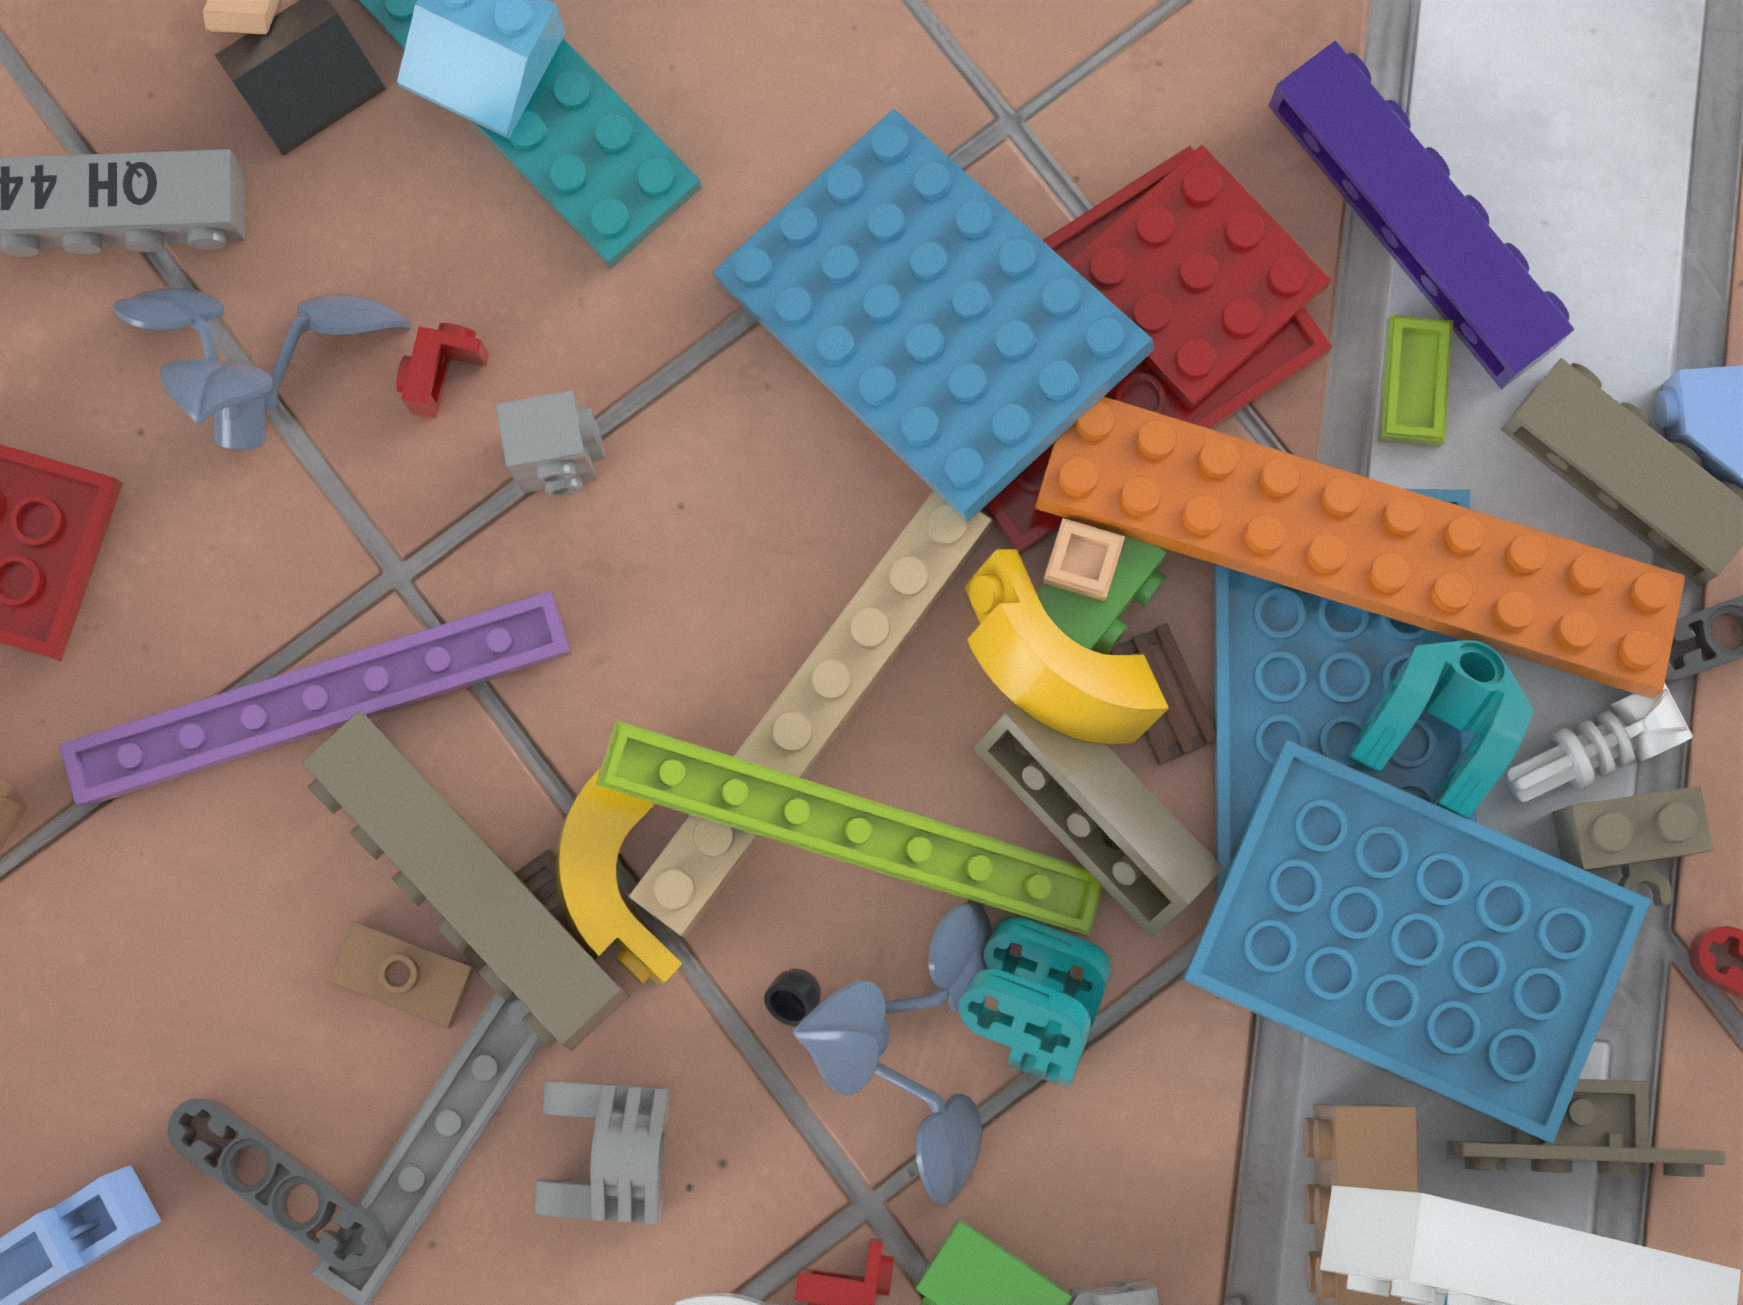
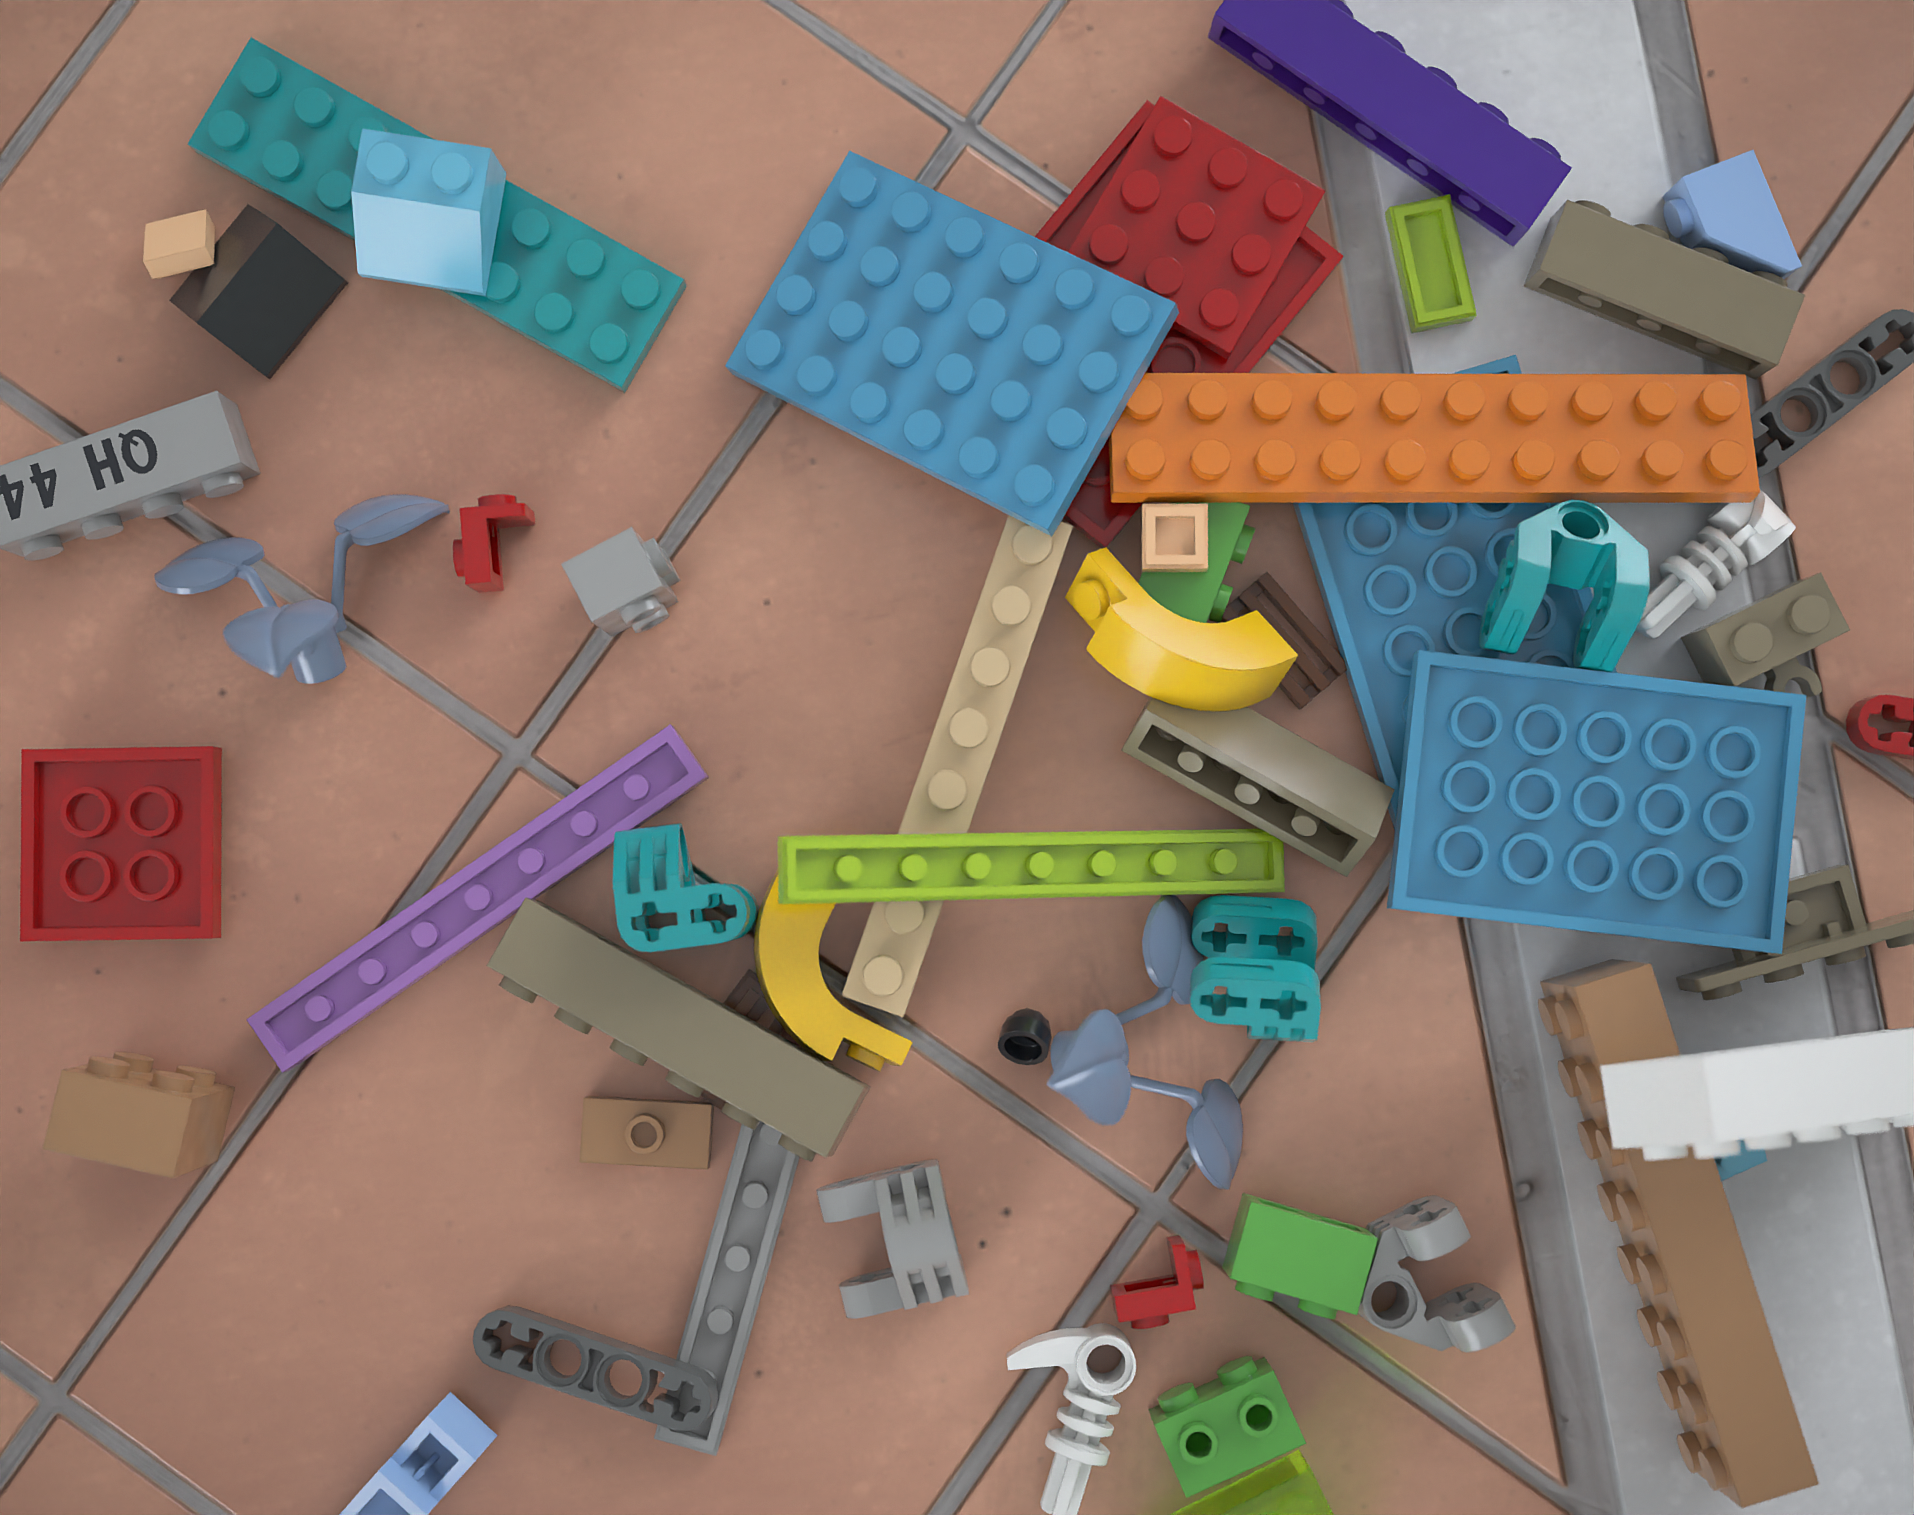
camera: 20 degrees left, 5 degrees up
(491, 727) = (657, 877): none -> teal piece

